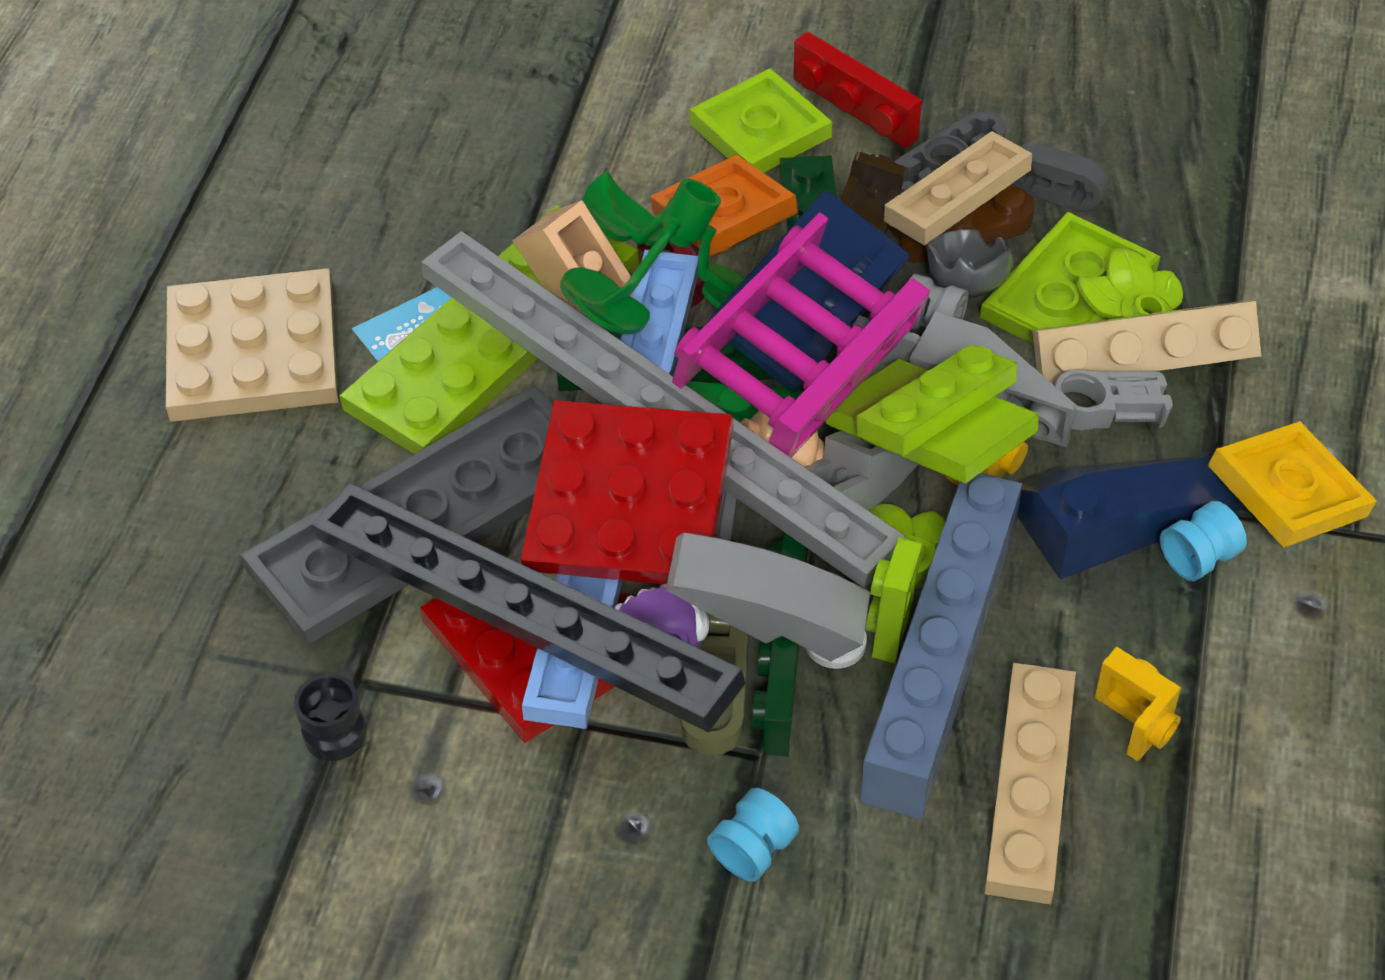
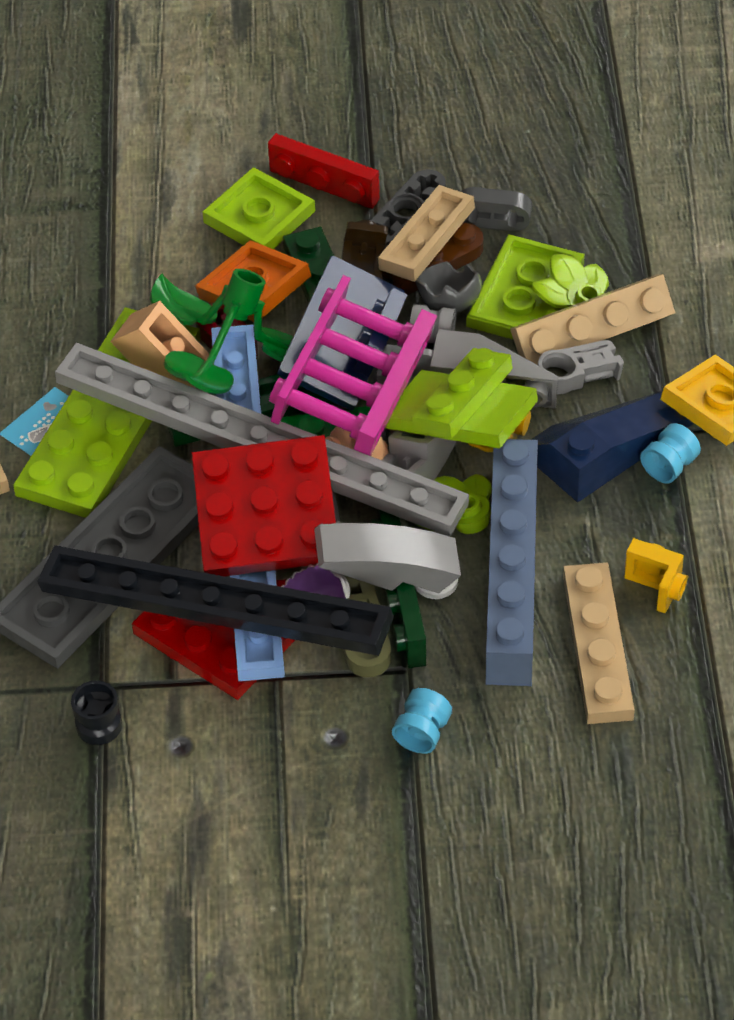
camera: 15 degrees left, 0 degrees up
(893, 599) = (471, 530): lime plate -> none

